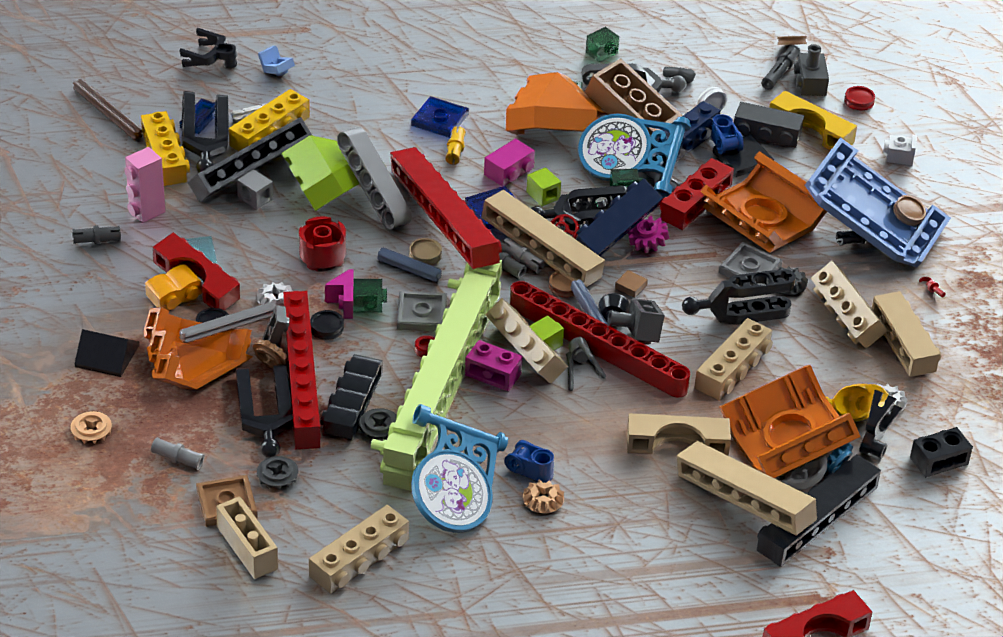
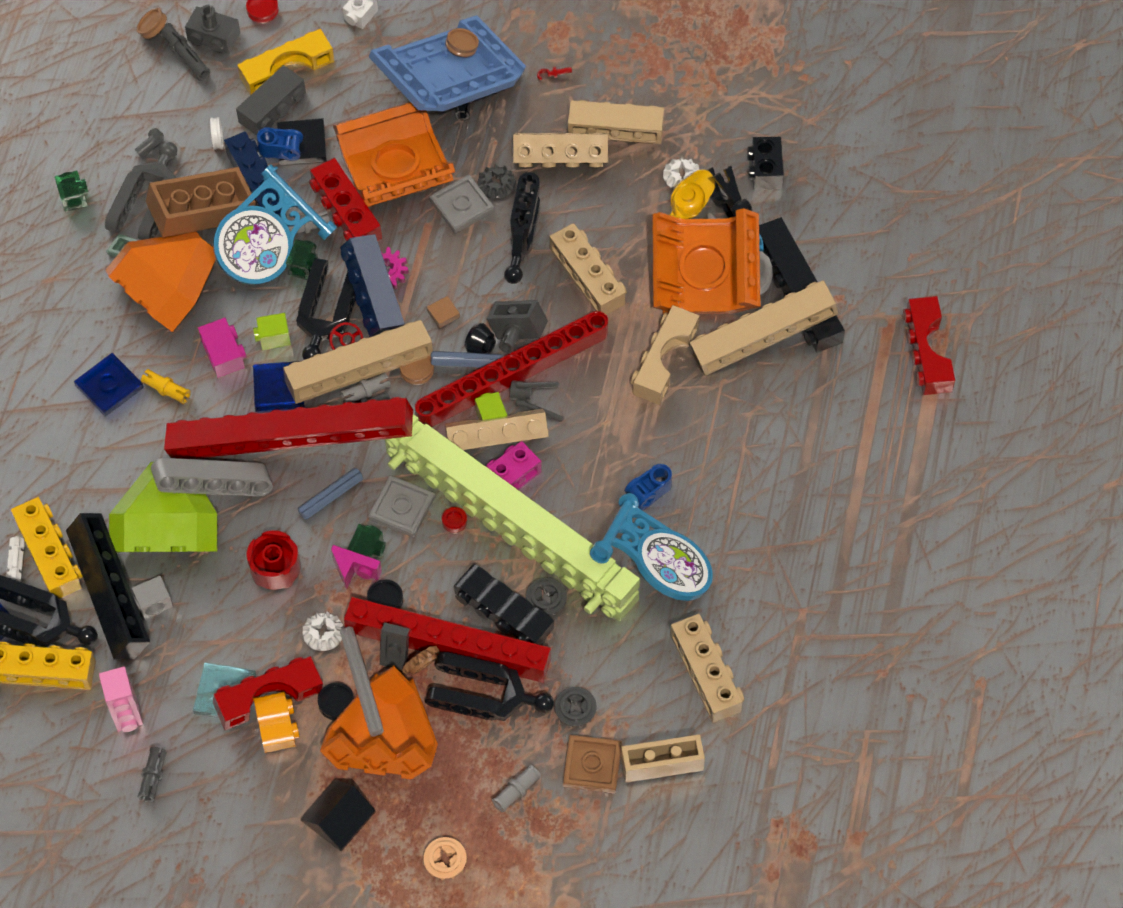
camera: 65 degrees left, 20 degrees up
(426, 250) = (316, 472): tan piece -> none
(543, 504) = (689, 502): light nougat gear -> none

